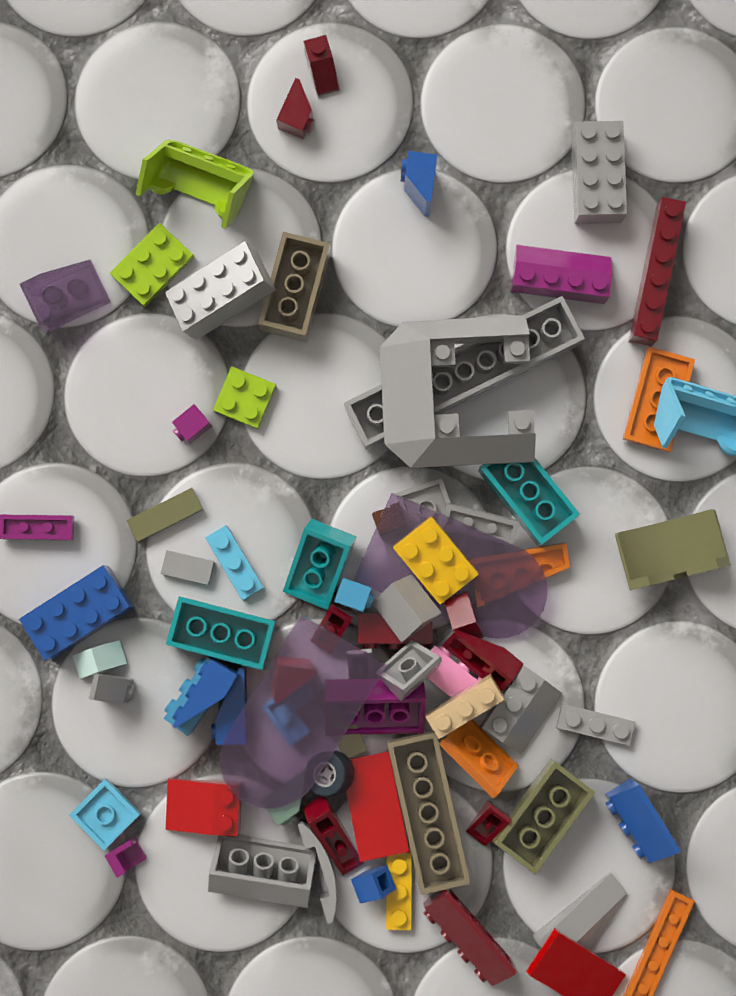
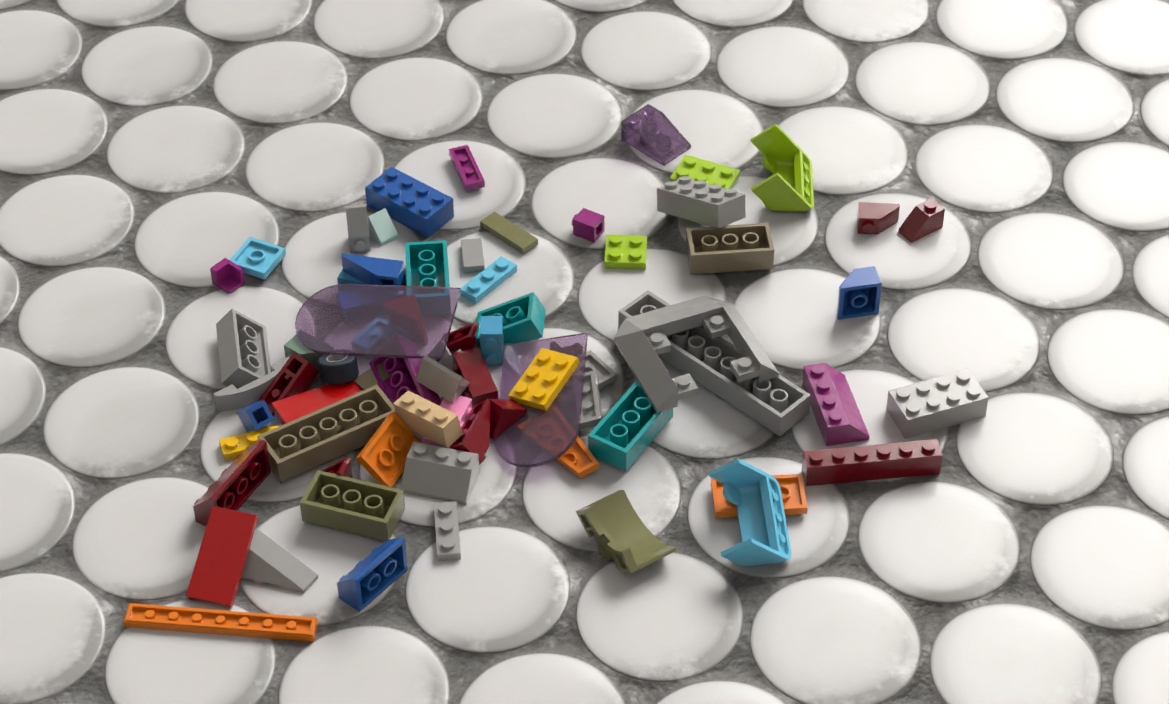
camera: 70 degrees right, 40 degrees down
(202, 807) = (280, 311): red slope -> none
(406, 607) = (497, 370): light grey slope -> none

